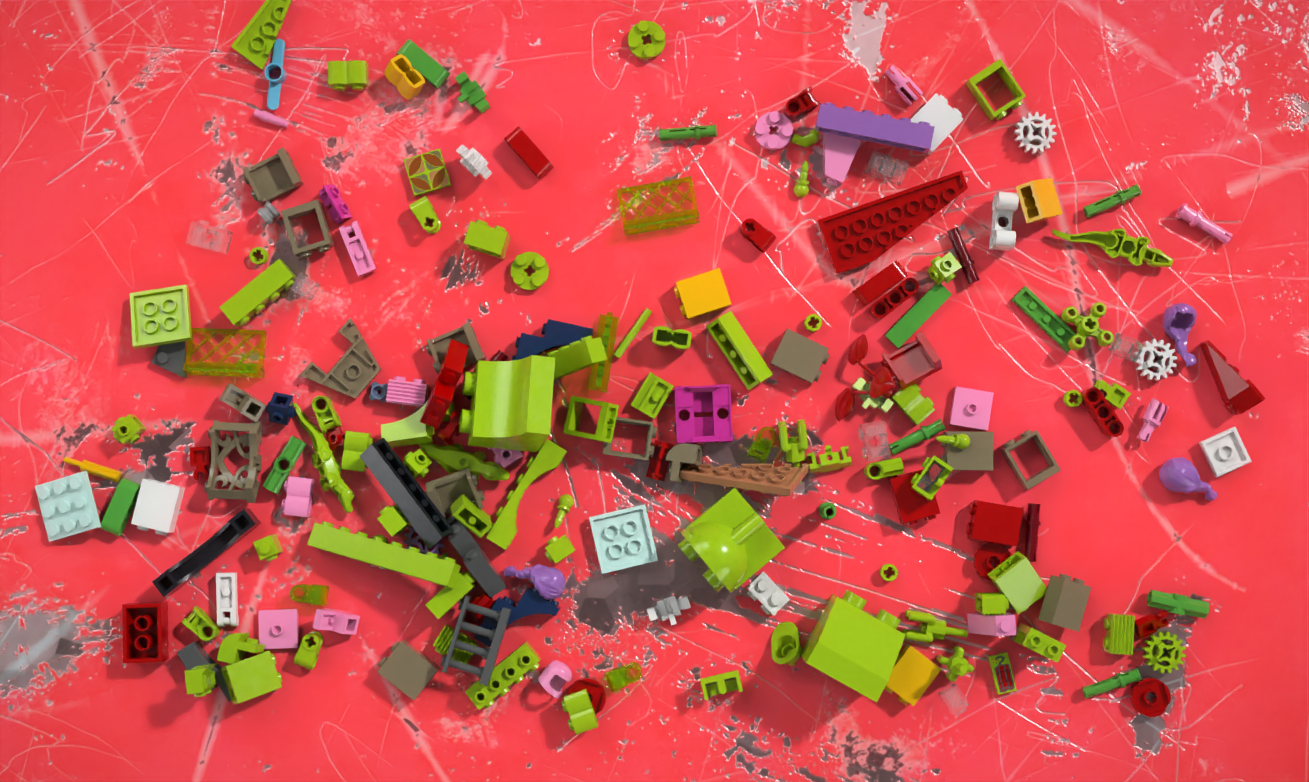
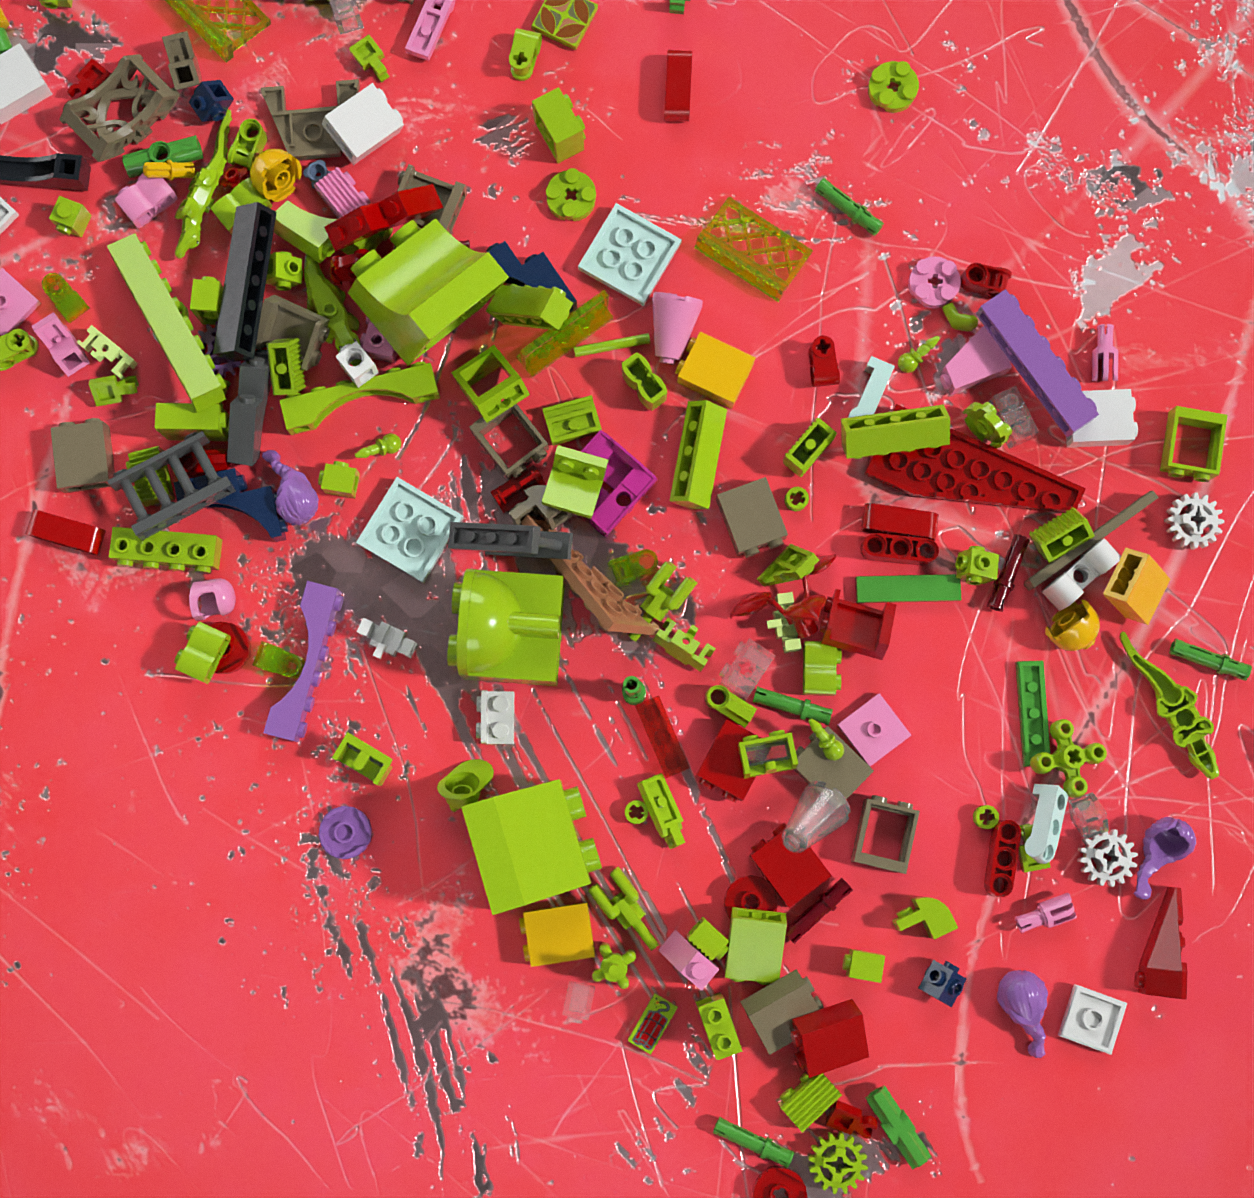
camera: 40 degrees right, 5 degrees down
(297, 469) = (169, 170): none -> yellow axle
(341, 298) = (369, 55): none -> lime plate
(357, 416) = (275, 173): none -> yellow cylinder
(368, 596) = (99, 341): none -> yellowish green piece
(379, 341) = (363, 123): none -> white brick
(387, 619) = (110, 391): none -> lime plate
(440, 718) = (65, 532): none -> red beam
(473, 162) = (617, 42): white gear -> none
(518, 478) = (361, 373): none -> white brick
(594, 273) = (629, 254): none -> light aqua plate
(617, 628) = (288, 715): none -> medium lavender arch
(656, 291) = (673, 324): none -> bright pink cone
(689, 496) = (510, 540): none -> dark grey fence
(691, 431) = (574, 482): none -> lime bracket
(746, 730) = (345, 832): none -> medium lavender tile
(794, 289) = (809, 447): none -> lime brick
(799, 227) = (879, 377): none -> light aqua leg
(834, 238) = (895, 431): none -> lime brick
(845, 364) = (789, 566): none -> lime wing
(864, 519) = (662, 736): none -> clear red plate
(875, 186) = (986, 424): none -> lime plate
(901, 557) = (662, 809): none -> lime hinge
(973, 209) = (1061, 534): none -> lime brick
(986, 486) = (815, 816): none -> clear cone
(990, 195) = (1099, 533): none -> dark tan tile
(1026, 253) = (1074, 627): none -> yellow cylinder
(1083, 538) = (864, 965): none -> lime brick
(1089, 477) = (933, 914): none -> lime brick
(1101, 593) = (829, 1038): none -> red brick
(1108, 372) = (1047, 822): none -> light aqua leg
(1132, 507) = (943, 982): none -> dark blue brick

